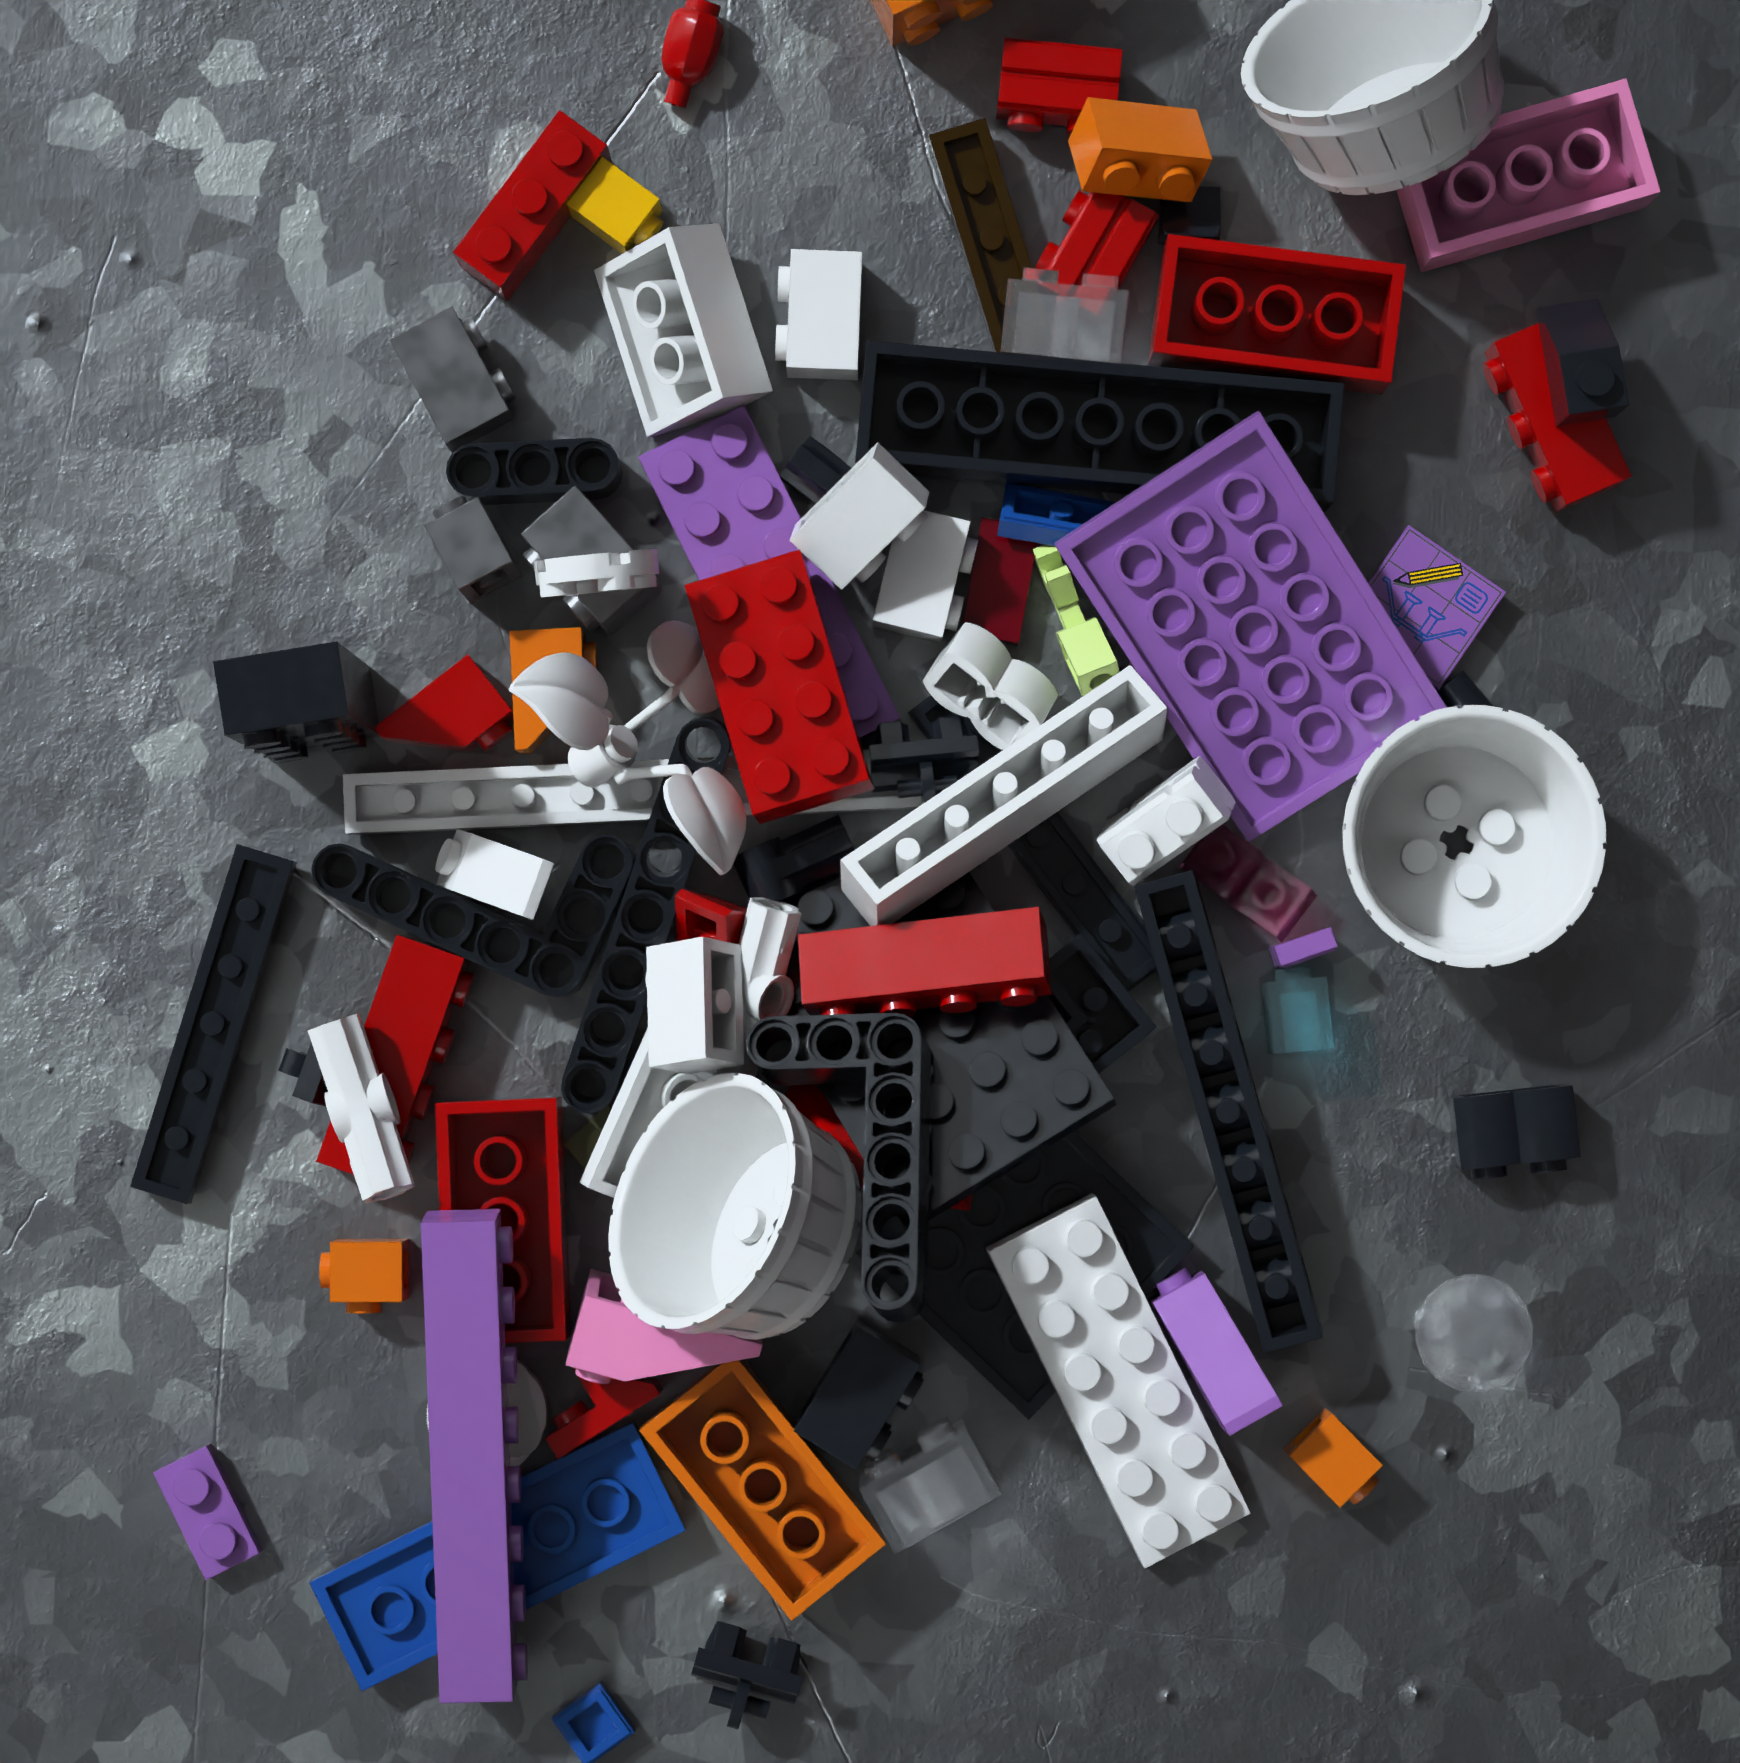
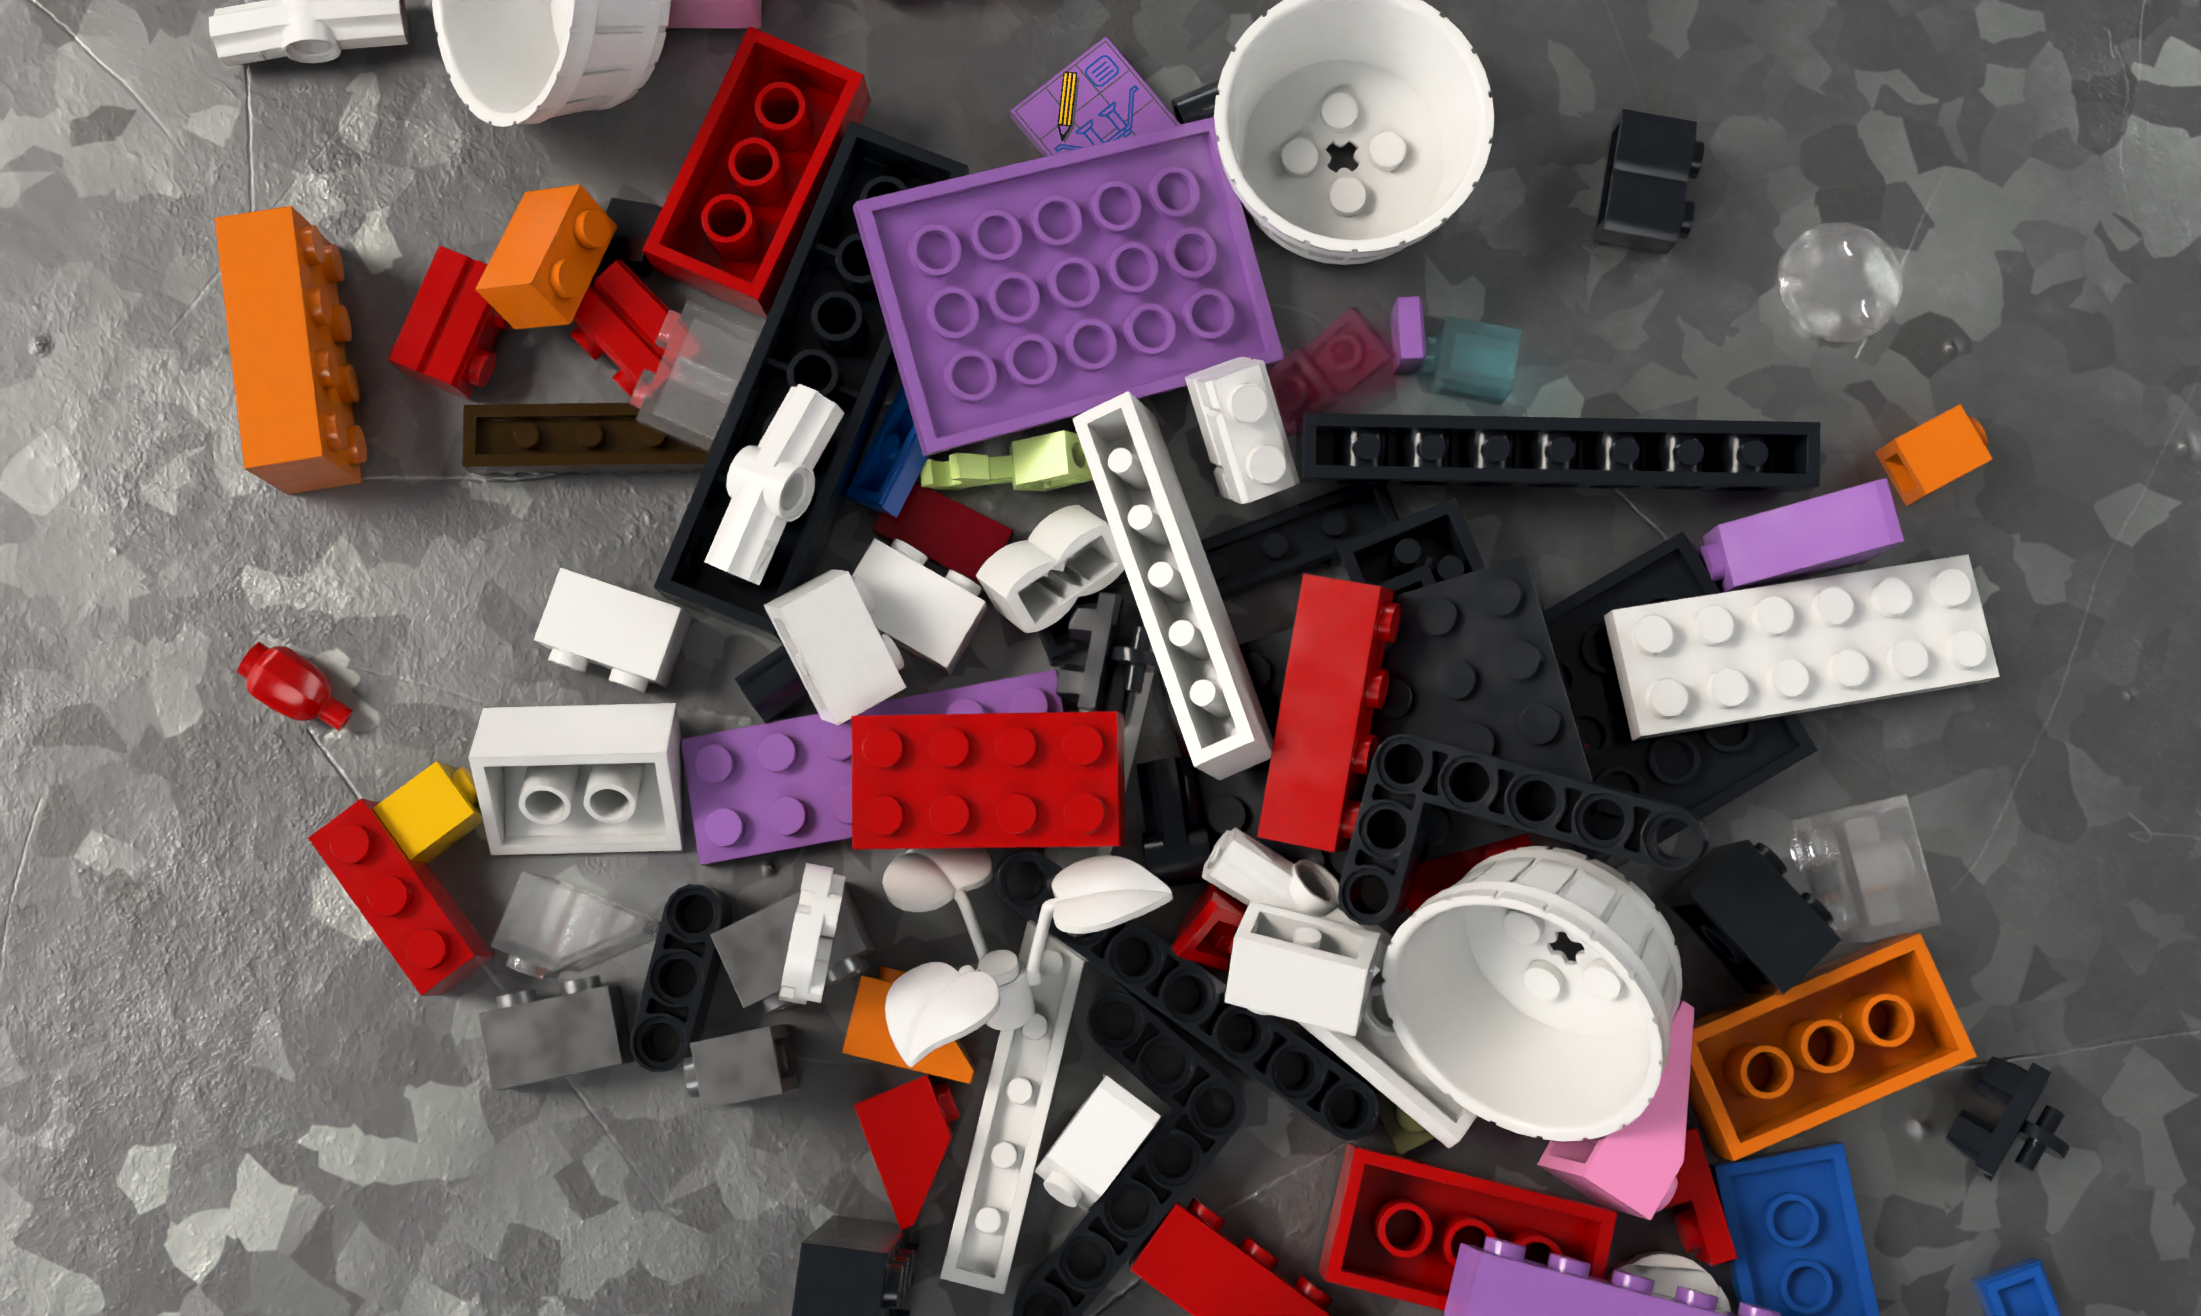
camera: 70 degrees left, 5 degrees down
(548, 359) = (566, 928): none -> clear slope
(985, 417) = (773, 483): none -> white piece

